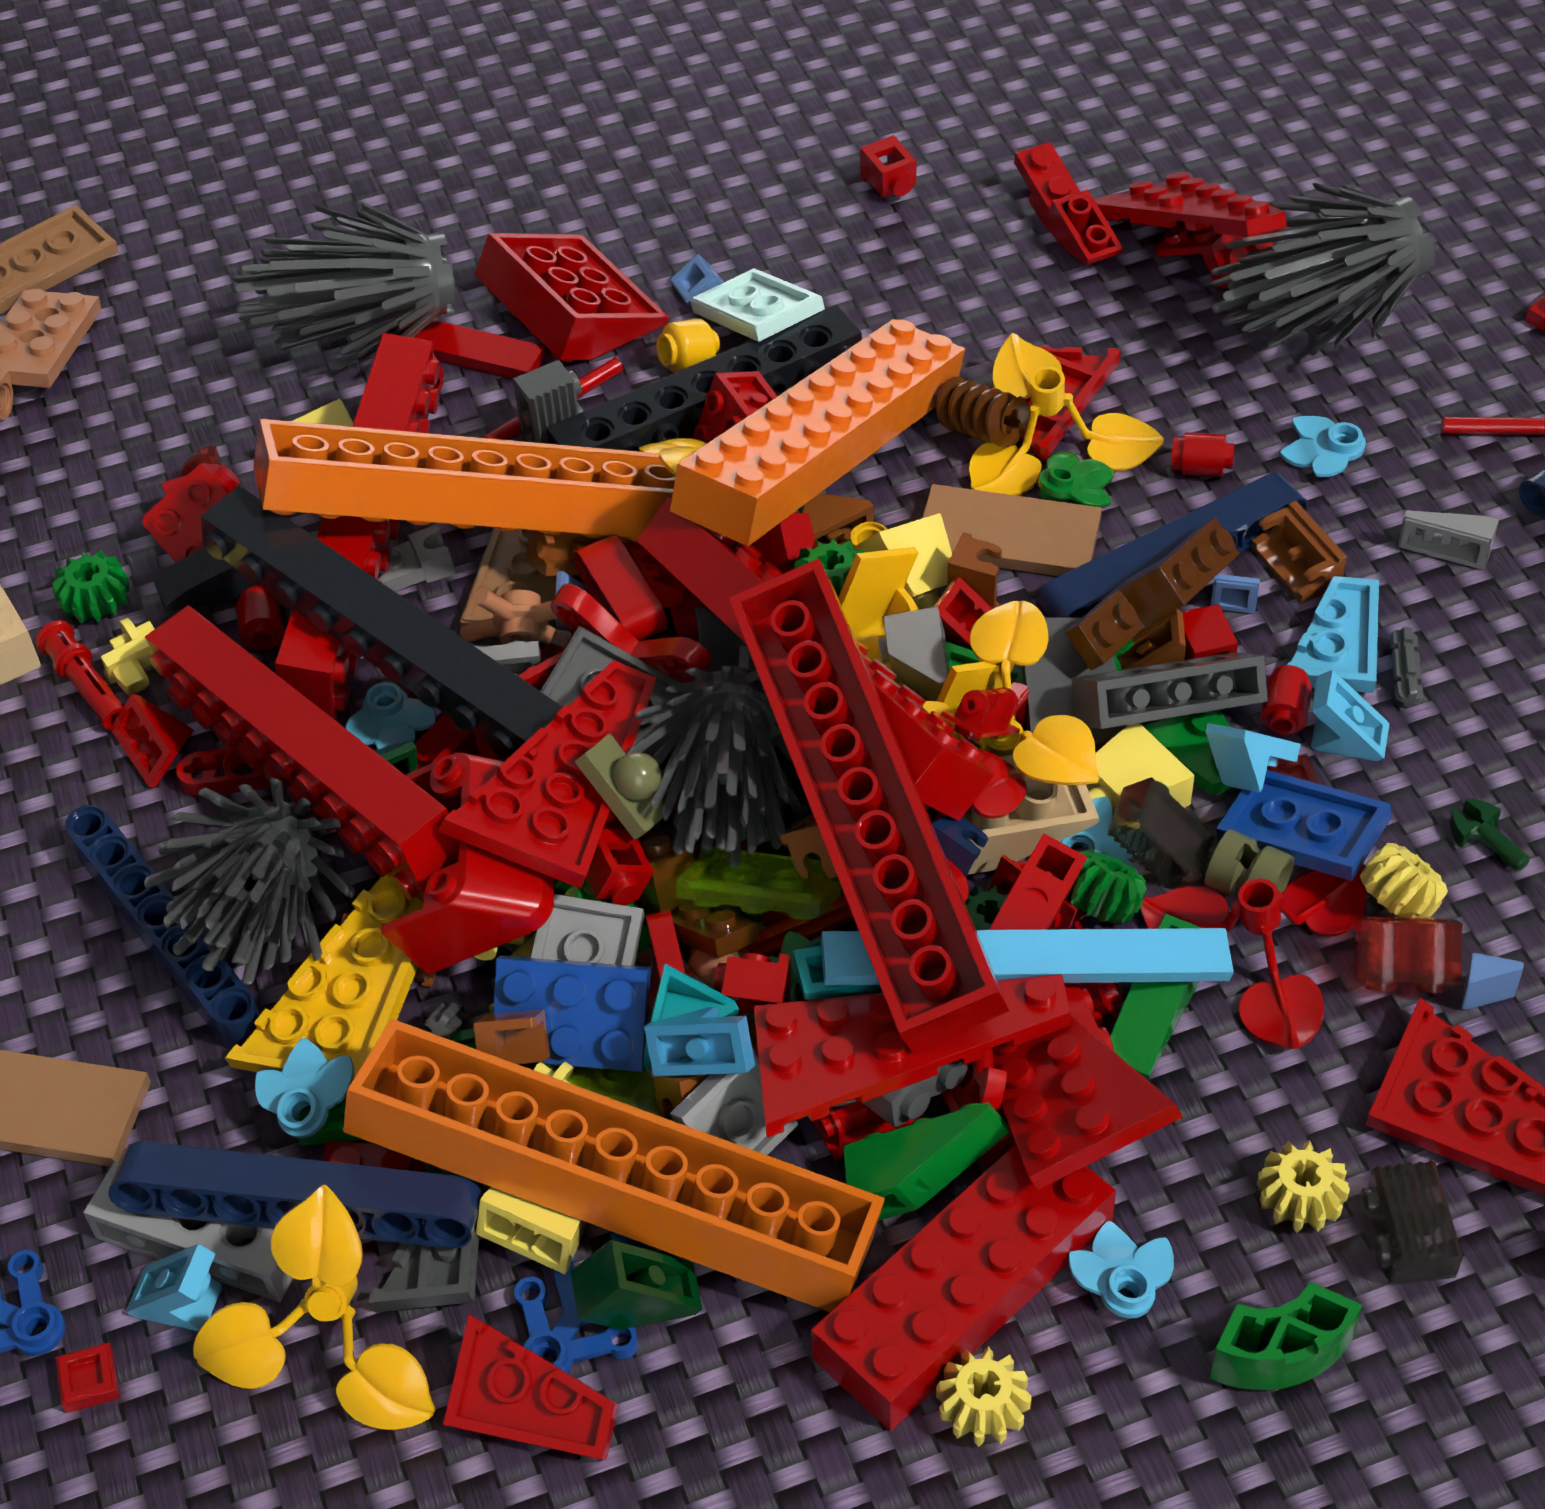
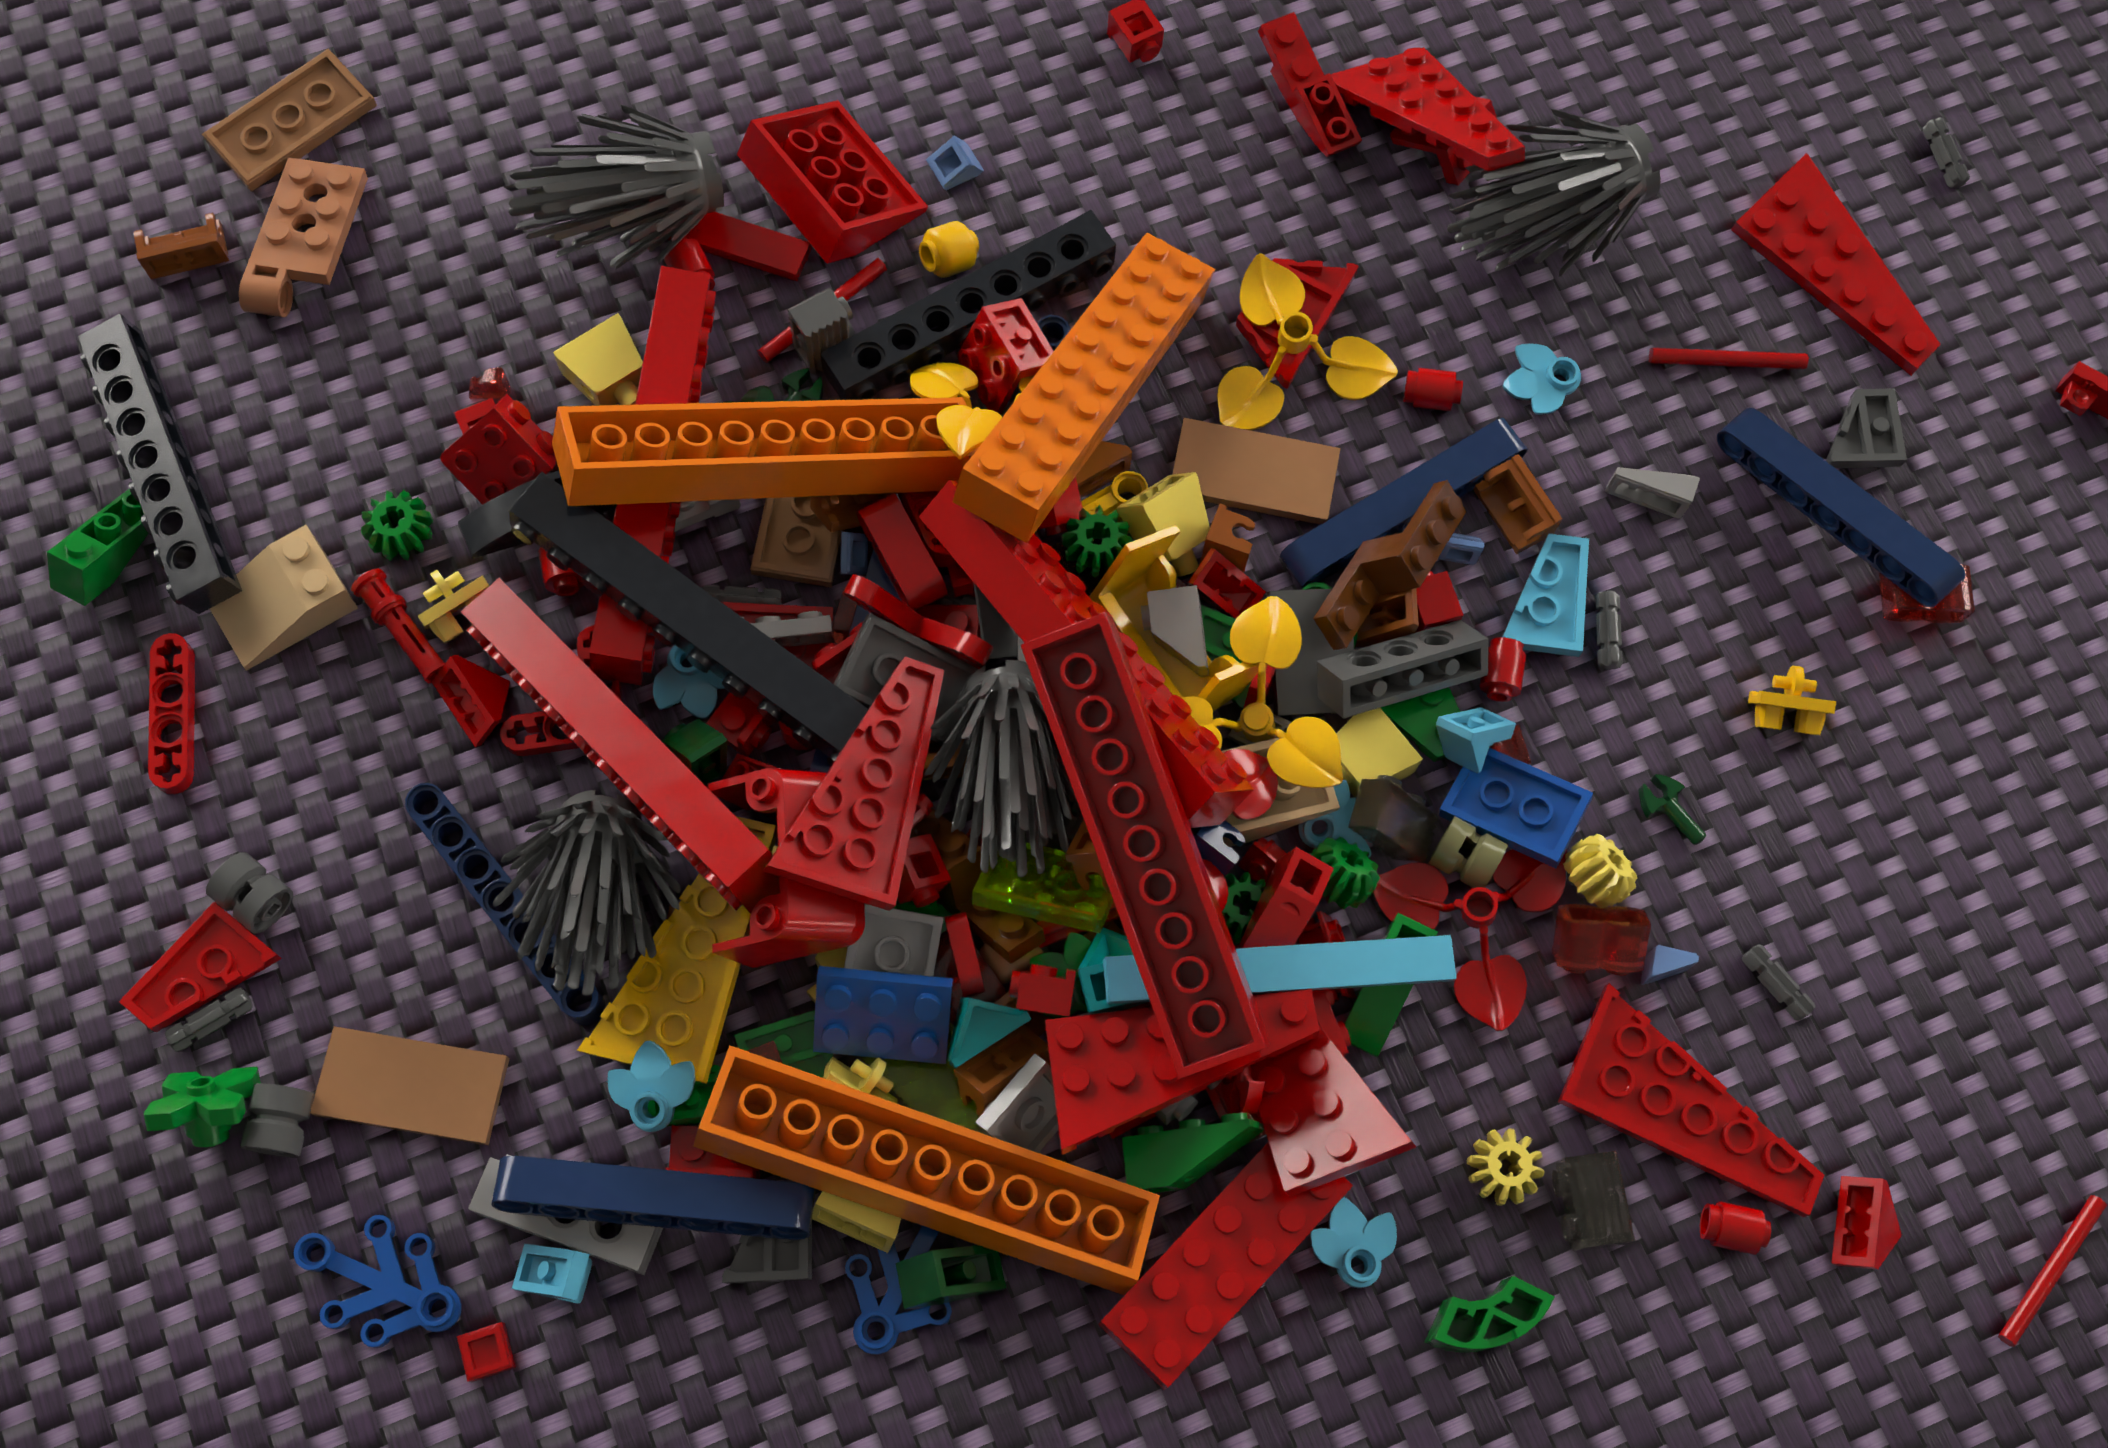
camera: 10 degrees left, 20 degrees up
(322, 1244) = (688, 1276): yellow plant -> none
(446, 1019) = (770, 1010): dark grey axle -> none
(514, 1036) = (832, 1043): dark orange panel -> none
(516, 617) = (807, 584): nougat bar -> none
(525, 1398) = (862, 1375): red wing -> none
(624, 783) = (923, 802): olive tile -> none
(699, 1044) = (998, 1062): dark azure slope -> none
(757, 304) = (1014, 202): light aqua tile -> none
(982, 412) = (1230, 340): reddish brown piece -> none
(983, 1396) = (1245, 1382): light yellow gear -> none
(985, 714) = (1242, 719): red hinge -> none
(1075, 480) = (1315, 413): green plate -> none
(1346, 721) = (1555, 694): medium azure slope -> none

